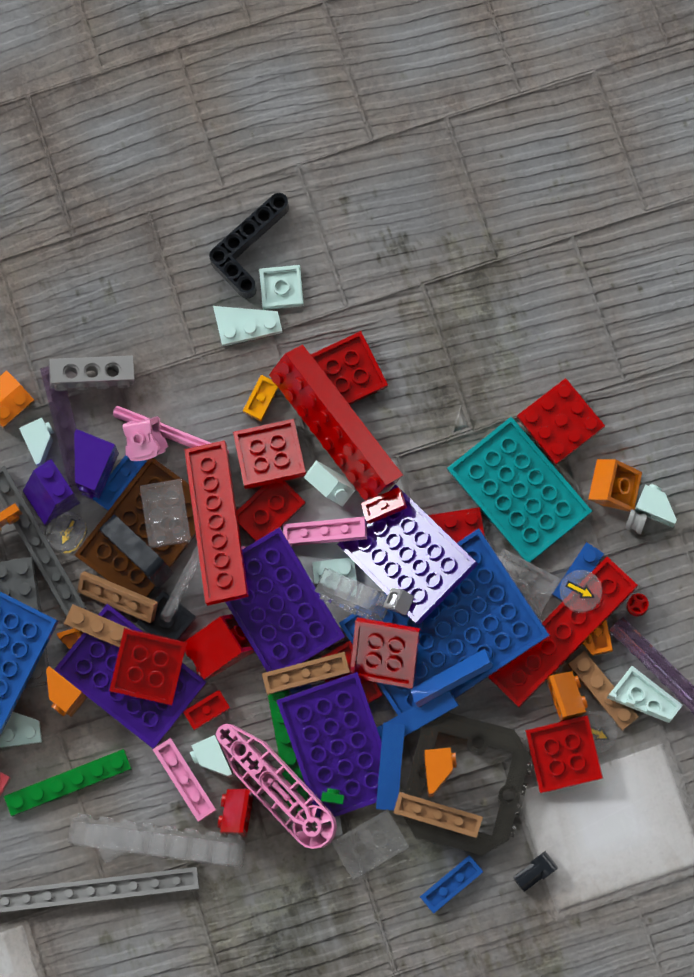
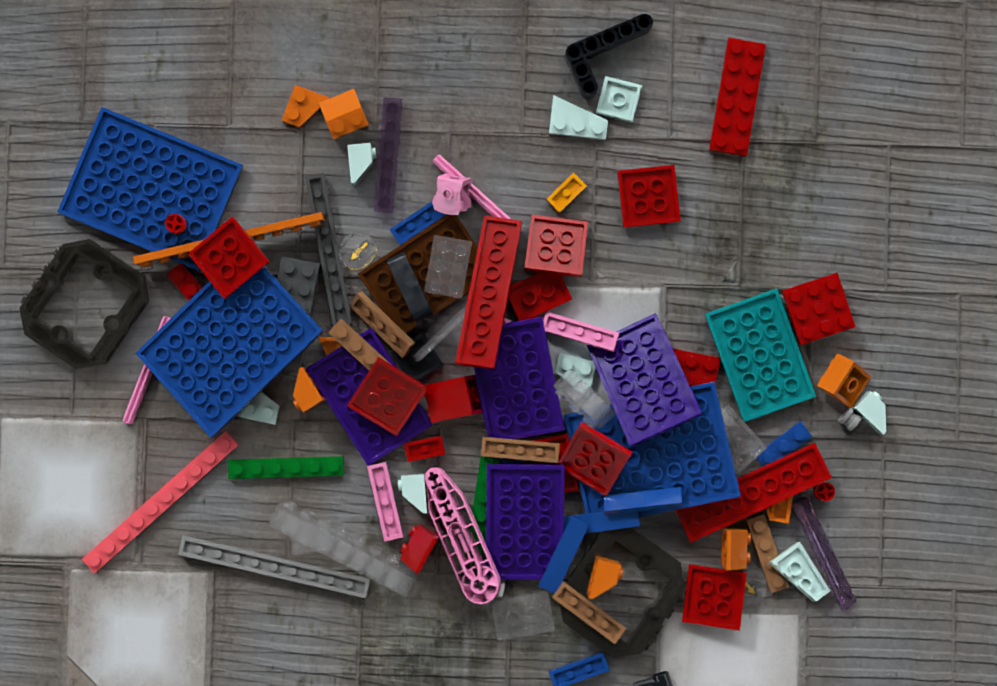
camera: 15 degrees right, 10 degrees up
(49, 492) = (354, 212): dark purple slope -> none
(93, 463) = (400, 201): dark purple slope -> none
(121, 364) = (456, 120): light grey brick -> none
(330, 483) = (599, 292): light aqua slope -> none
(332, 796) = (505, 563): green plate -> none
(335, 424) = (622, 241): red brick -> none
(383, 505) = (639, 329): plate -> none
(398, 601) = (622, 420): light grey slope -> none
(400, 243) = (737, 97): none -> red plate
(581, 591) = (781, 465): clear tile -> none

